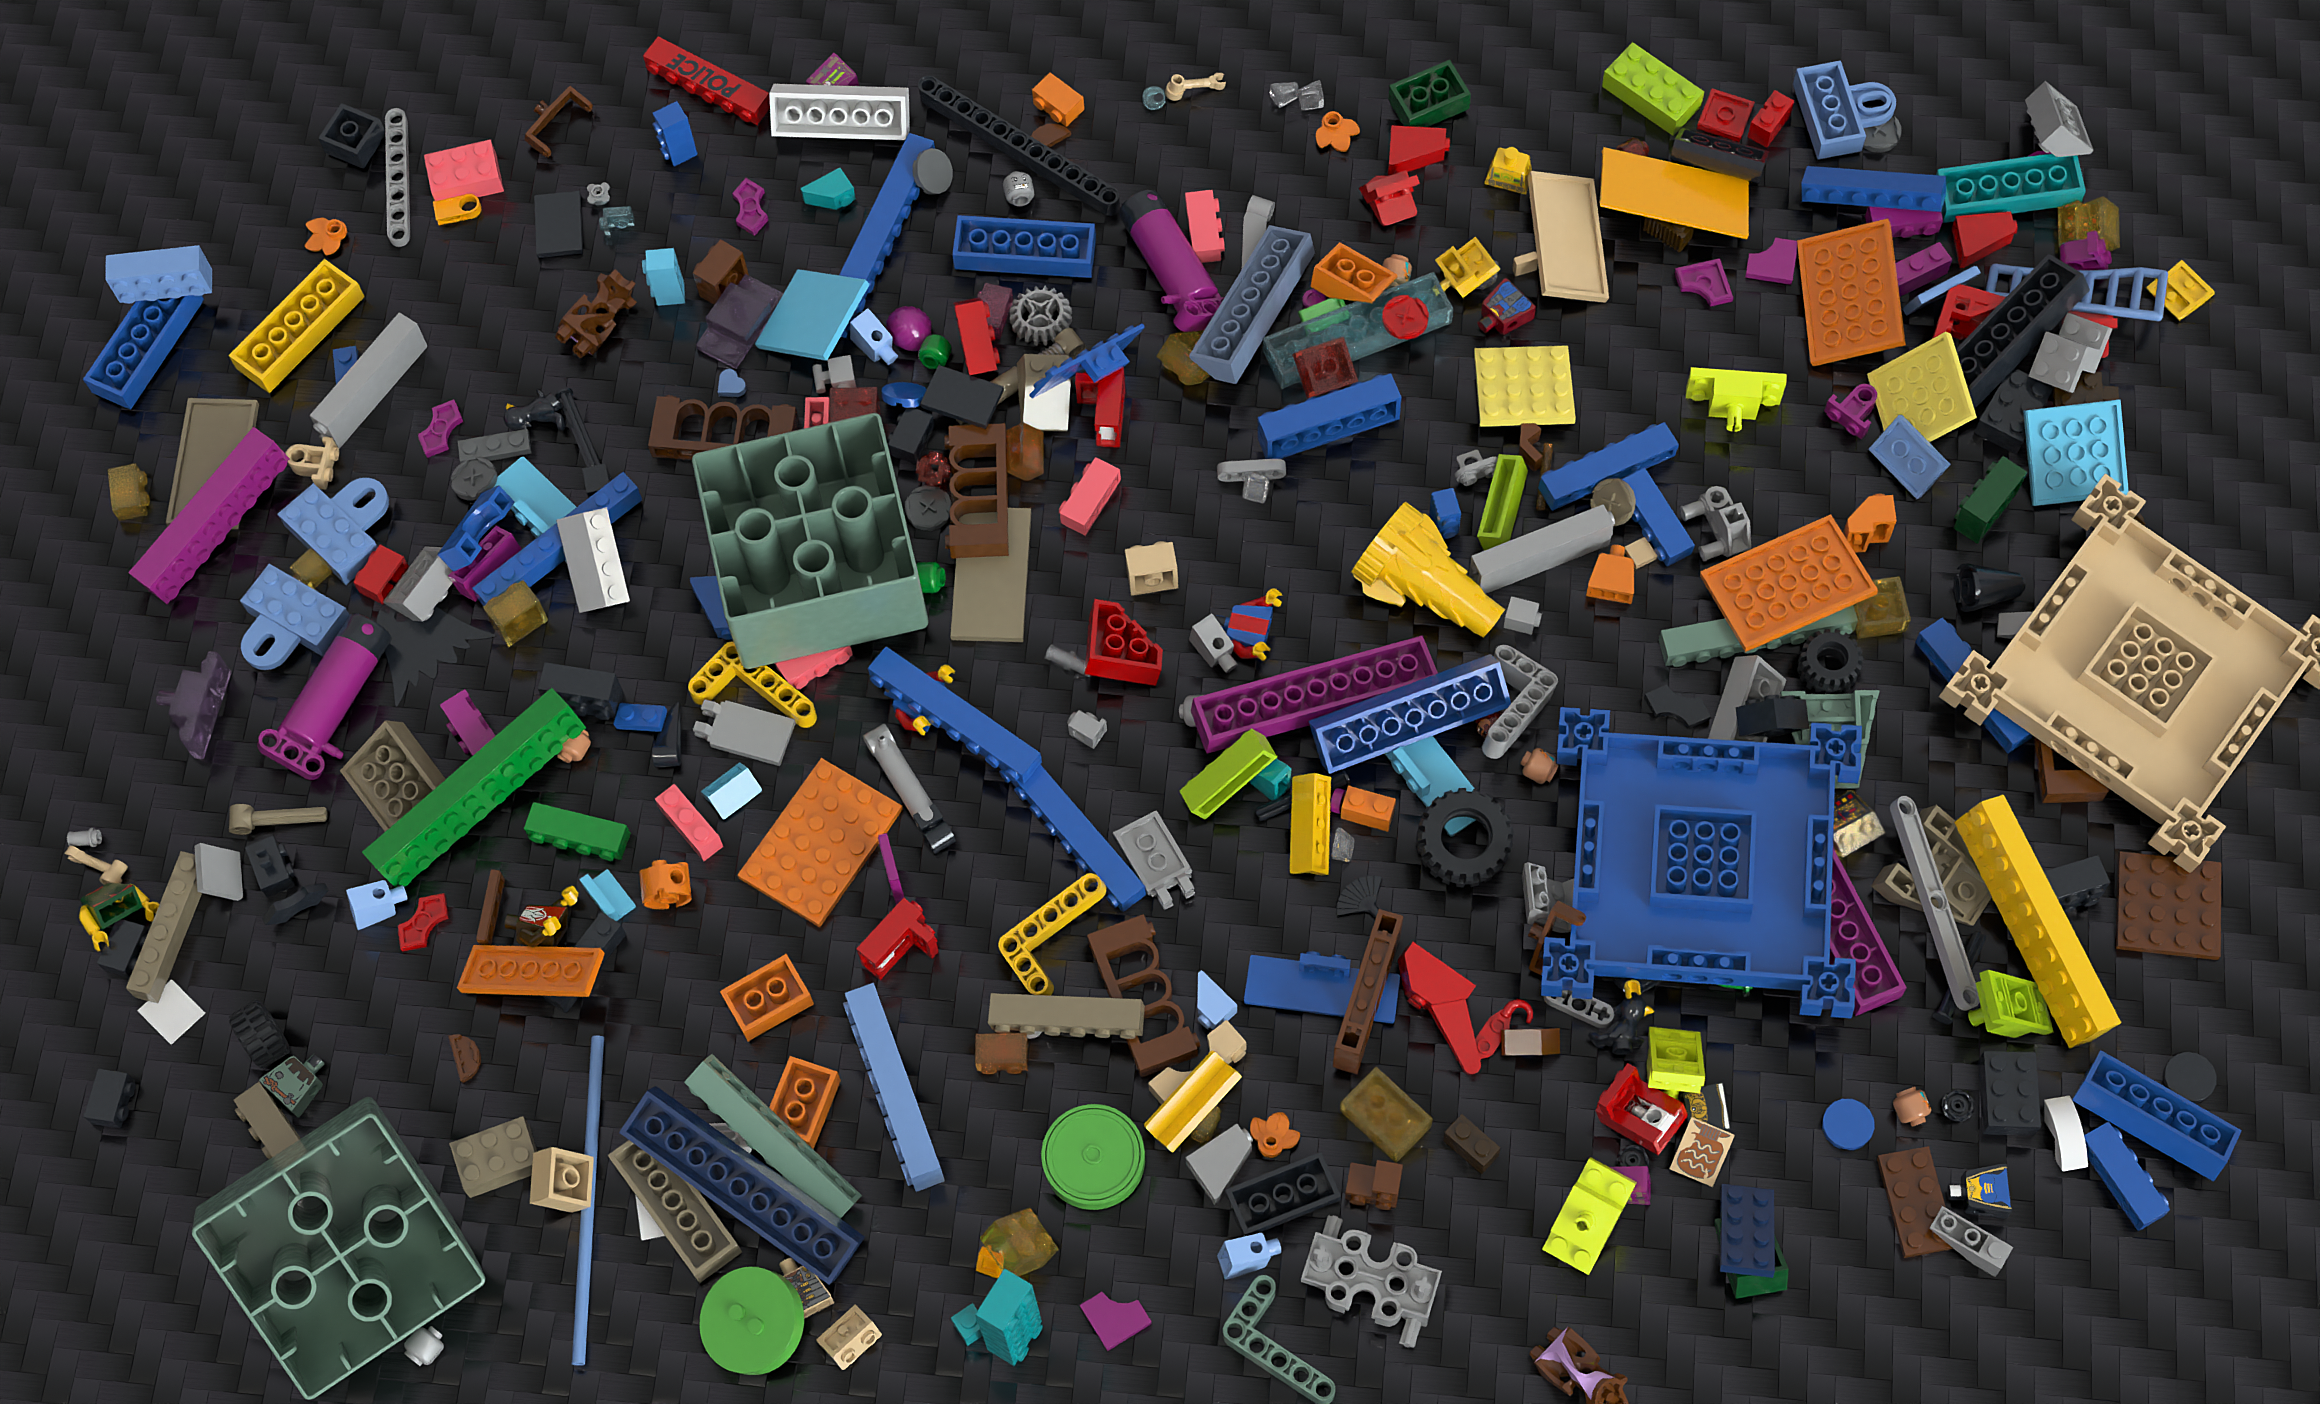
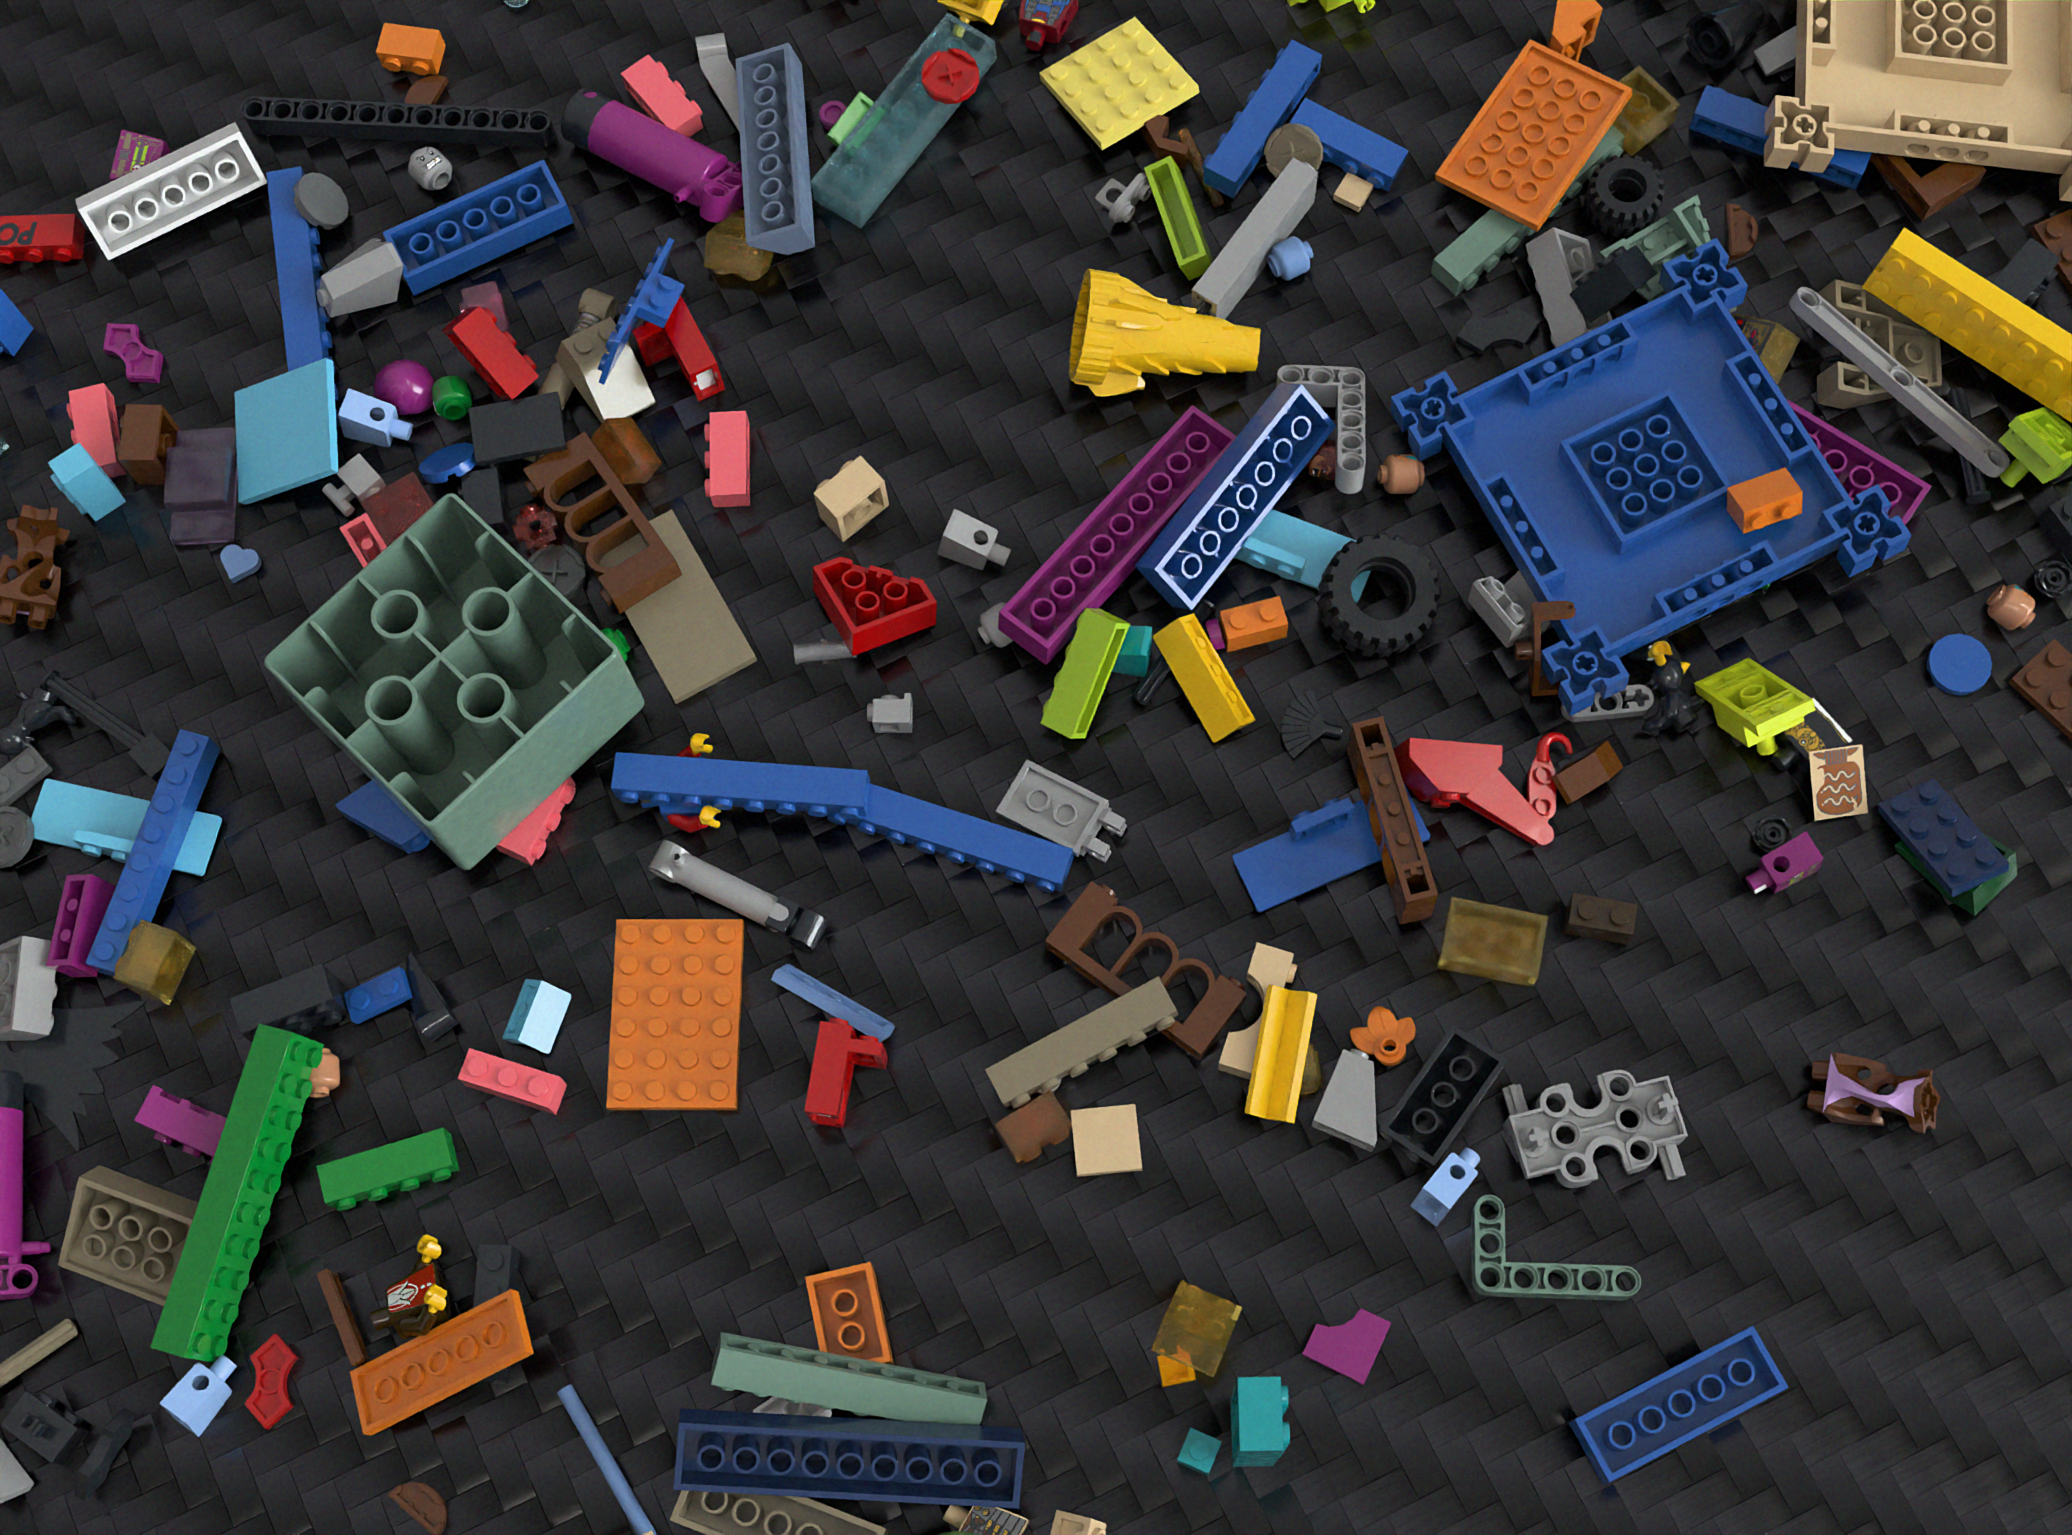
camera: 30 degrees left, 5 degrees up
(463, 543) = (41, 921): blue arch -> none
(592, 560) = (209, 849): light grey slope -> none
(608, 895) = (471, 1219): medium azure panel -> none
(665, 885) = (532, 1168): orange brick -> none
(671, 412) = (191, 630): reddish brown fence -> none
(695, 241) = (96, 426): none -> coral brick
(746, 731) = (510, 939): light grey tile -> none
(755, 680) = (484, 877): yellow beam -> none
(767, 997) = (732, 1225): orange brick -> none
(829, 191) = (215, 286): teal slope -> none
(891, 868) = (783, 997): magenta tile -> none
(892, 1082) = (943, 1238): medium blue brick -> none
(924, 239) = (362, 279): none -> light grey slope
(924, 894) = (833, 1002): none -> medium blue tile
(1040, 305) = (539, 284): light grey gear -> none
(1044, 1090) = (1106, 1140): none -> tan tile
(1047, 929) = (995, 961): yellow beam -> none
(1093, 1156) = (1210, 1180): bright green brick -> none
(1213, 1003) = (1226, 933): light blue slope -> none
(1237, 470) = (887, 332): light grey beam -> none
(1250, 625) = (997, 499): torso -> none
(1256, 487) = (904, 348): clear slope -> none
(1325, 367) = (902, 175): clear red brick -> none
(1329, 417) = (936, 229): blue brick -> none
(1342, 846) = (1250, 680): clear slope -> none
(1350, 276) = (861, 65): orange slope -> none
(1374, 1184) = (1535, 1022): reddish brown brick -> none
(1400, 266) = (902, 36): nougat head -> none
(1445, 512) = (1128, 258): blue brick -> none
(1522, 615) = (1277, 325): light grey brick -> none
(1562, 574) = (1290, 258): none -> medium blue head
(1589, 1215) = (1777, 920): neon yellow brick -> none
(1613, 577) = (1344, 232): orange torso -> none
(1626, 1098) = (1759, 762): red brick -> none
(1727, 522) = (1427, 104): light grey piece -> none
(1769, 925) = (1764, 500): none -> orange brick
(1901, 735) = (1740, 231): none -> reddish brown tile

